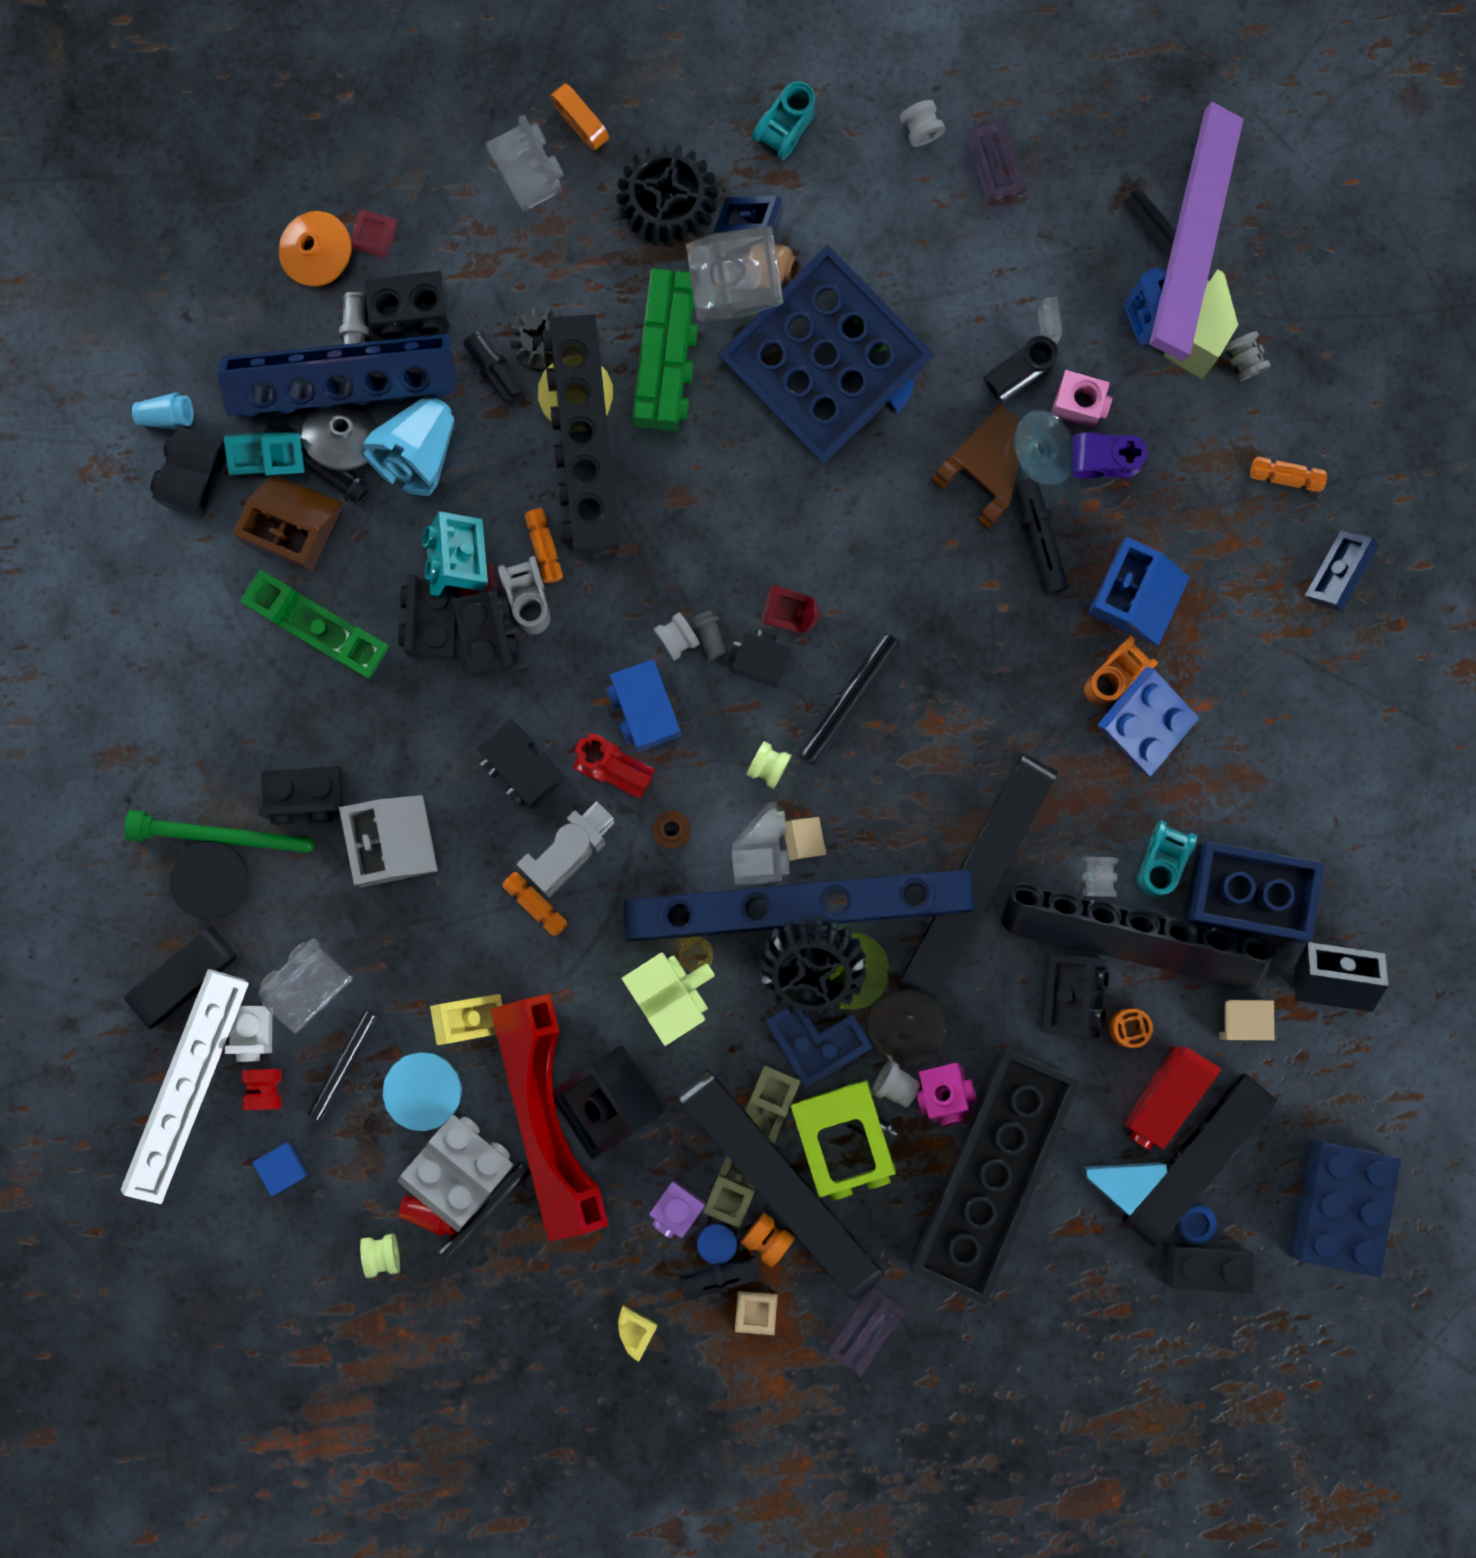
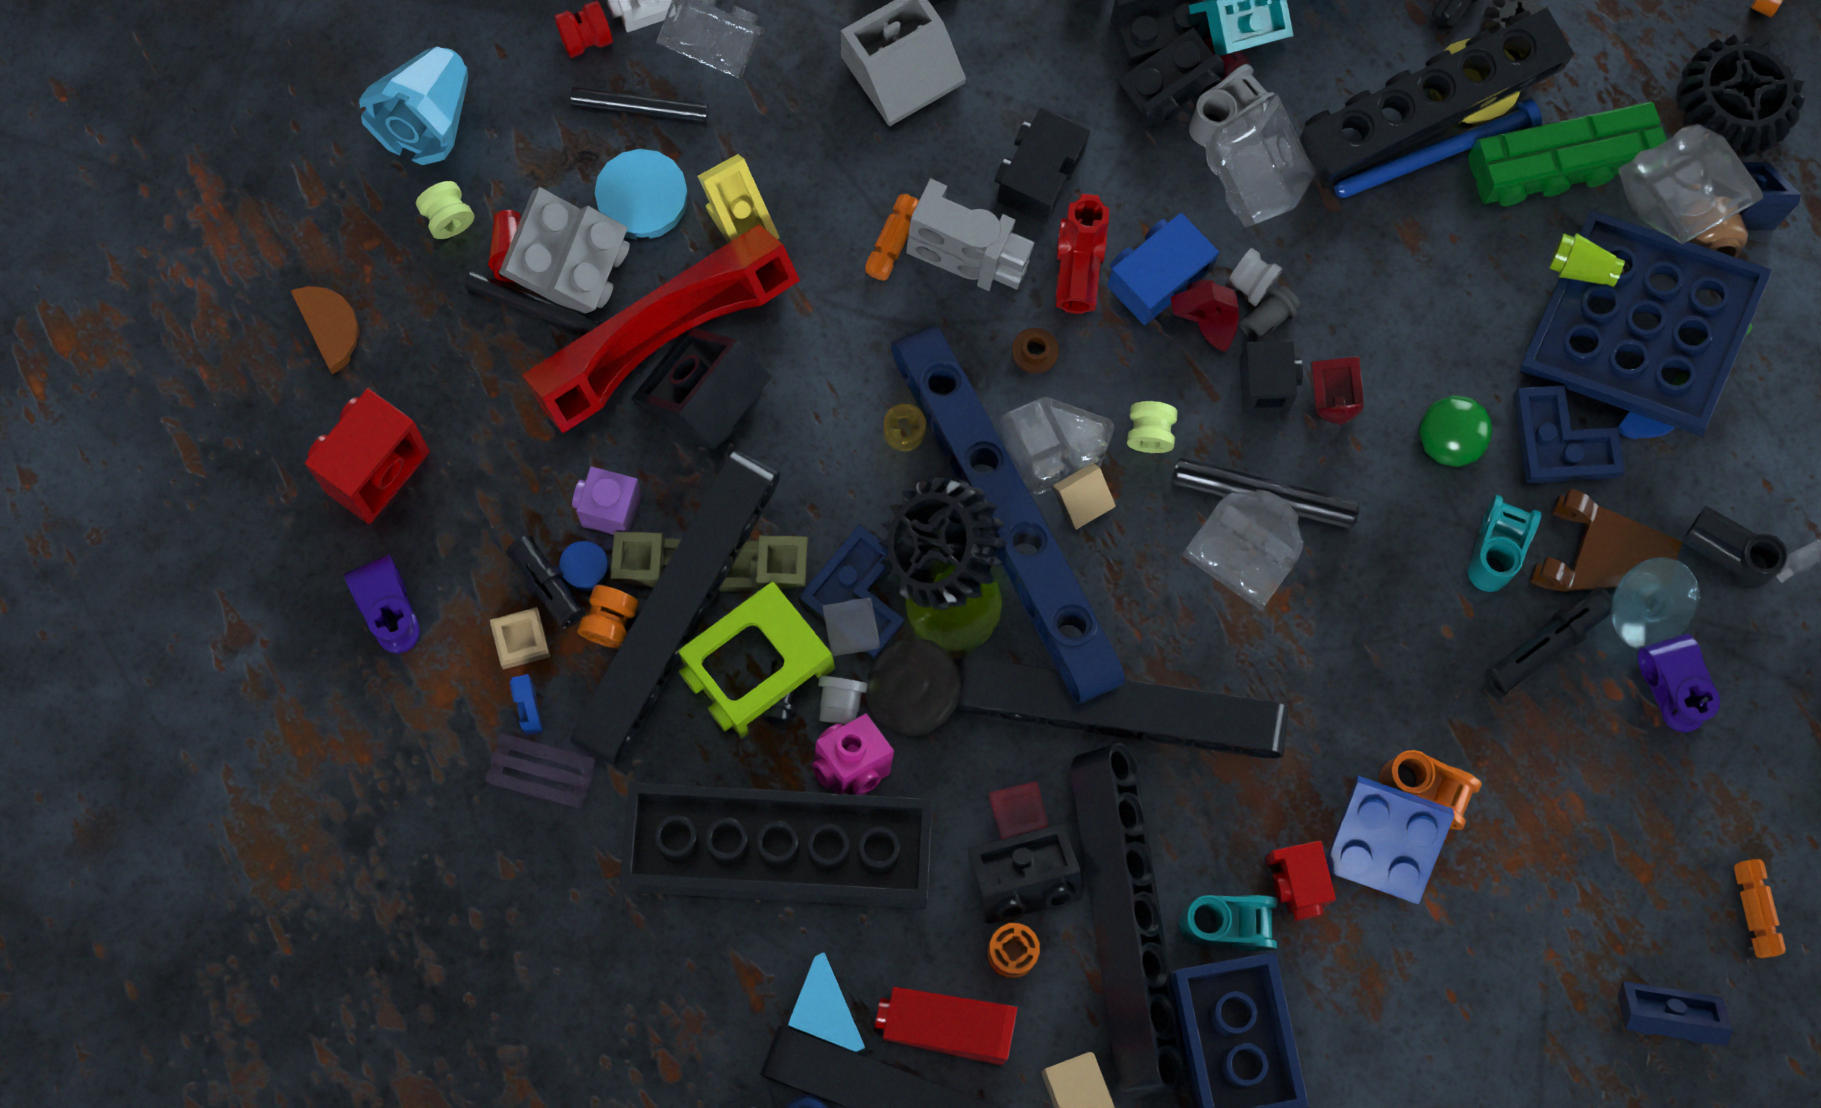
camera: 65 degrees right, 10 degrees down
(280, 1169) = (504, 81): blue tile -> none
(280, 1245) = (418, 105): none -> medium azure cone
(440, 1379) = (330, 323): none -> dark orange tile
(543, 545) = (1303, 99): orange axle -> none
(573, 1388) = (367, 455): none -> red brick
(588, 593) = (1260, 162): none -> clear slope
(620, 367) = (1526, 116): none -> blue bar
(635, 1332) = (452, 512): light yellow tile -> none
(669, 995) = (842, 400): yellowish green brick -> none
(684, 1410) = (382, 599): none -> dark purple piece
(694, 678) = (1213, 309): none -> dark red plate
(764, 380) = (1585, 261): none -> lime cone
(808, 1325) = (525, 696): none -> blue tile
(846, 1057) = (851, 626): none -> clear tile
(854, 534) = (1455, 430): none -> green hair
(889, 729) = (1248, 544): none -> clear slope
(895, 468) = (1555, 451): none -> dark blue plate
(954, 536) = (1503, 536): none -> teal piece
(1026, 982) = (1018, 810): none -> tile
(1066, 406) = (1742, 610): bright pink brick -> none
(1099, 876) = (1179, 850): clear bush -> none
(1139, 592) = (1537, 773): blue slope -> none
(1153, 796) = (1302, 879): none -> red brick

